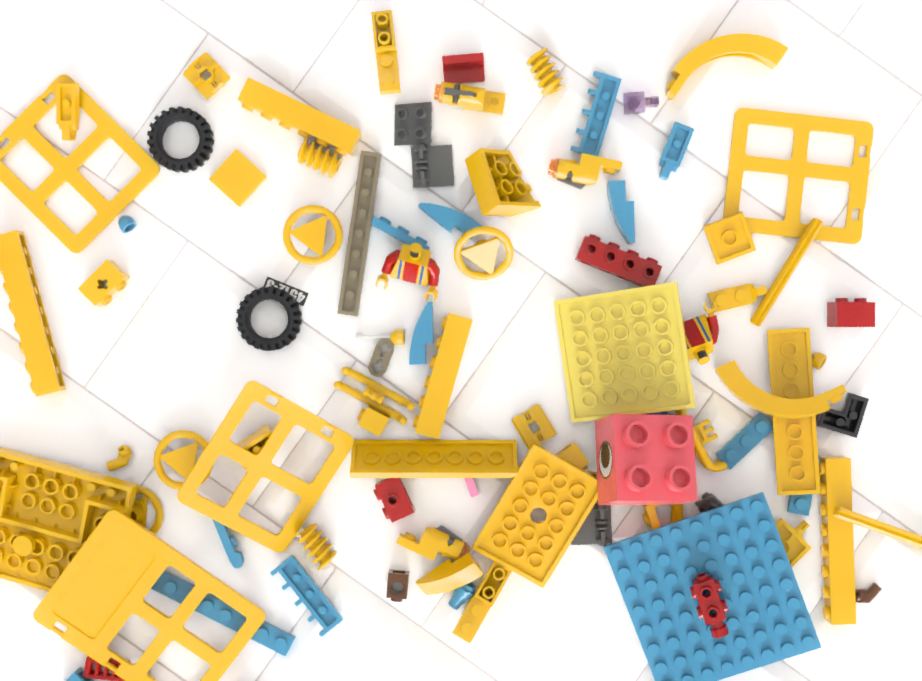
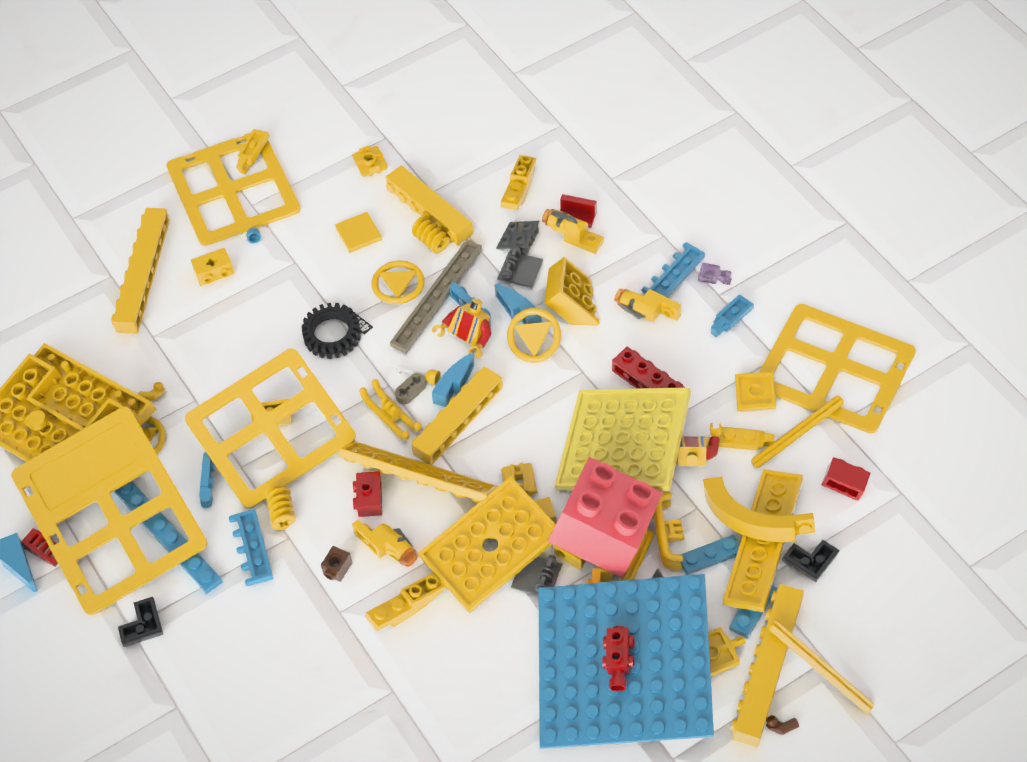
camera: 25 degrees right, 35 degrees down
(156, 139) = (330, 177): black tyre -> none
(181, 459) = (197, 399): yellow piece -> none
(373, 420) = (380, 430): yellow brick -> none
(450, 575) = (385, 569): yellow slope -> none
(461, 595) = (389, 591): dark azure cone -> none
(471, 486) = (441, 506): bright pink tile -> none
(544, 72) = (643, 231): yellow piece -> none
(621, 209) = (668, 341): dark azure slope -> none
(733, 45) = (799, 256): yellow arch -> none
(819, 360) = (807, 508): yellow hinge -> none

